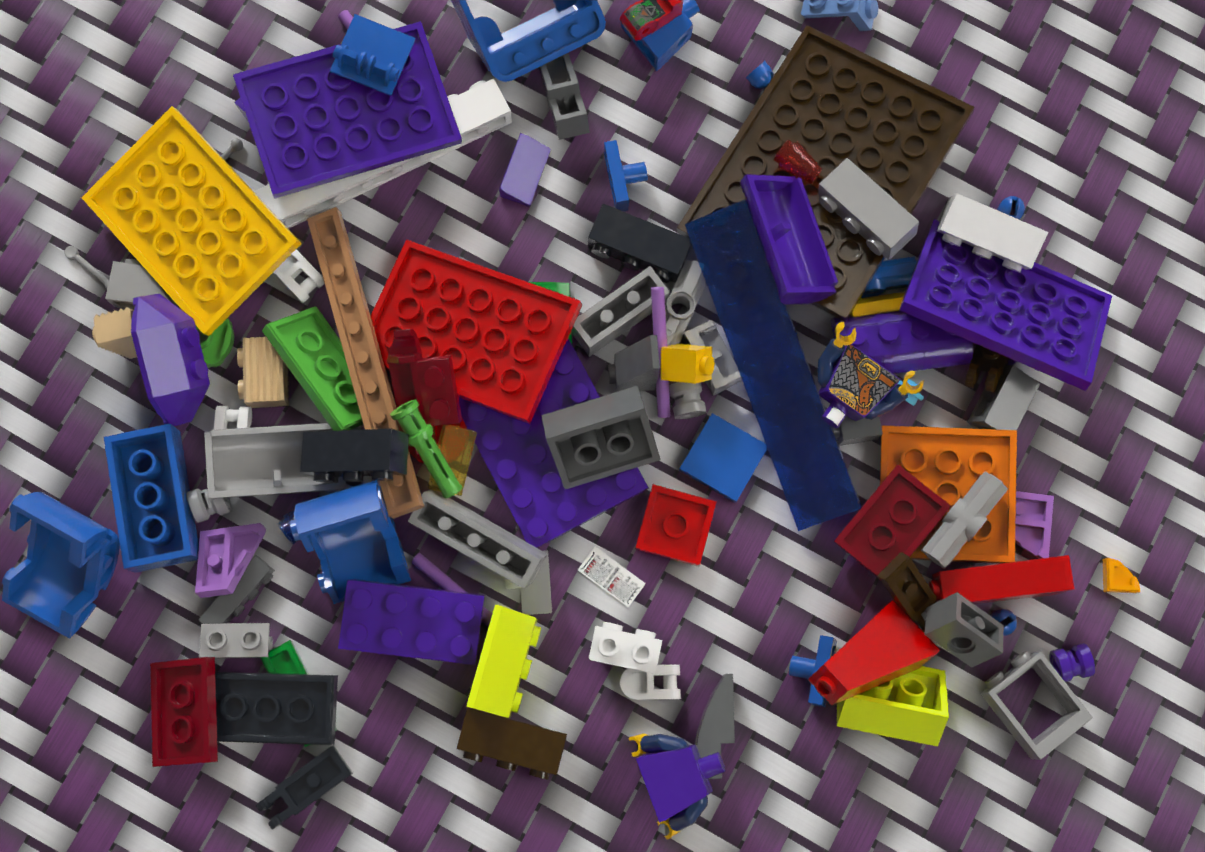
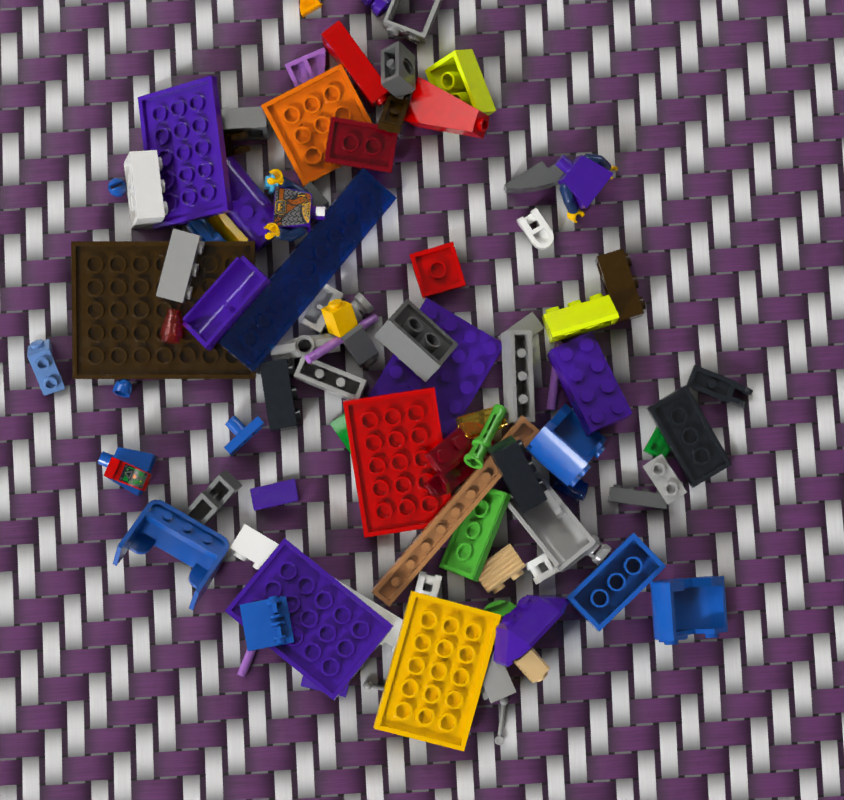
camera: 115 degrees left, 5 degrees up
(183, 712) = (722, 481): dark red plate -> none
(224, 557) = (621, 517): medium lavender wing -> none
(611, 576) = (489, 290): white sticker -> none
(625, 649) = (528, 253): white bracket -> none
(723, 458) = (379, 267): blue tile -> none
(806, 667) = (472, 143): blue tile -> none
(964, 519) = (334, 104): light grey piece -> none
(1002, 614) = (373, 56): blue hinge -> none

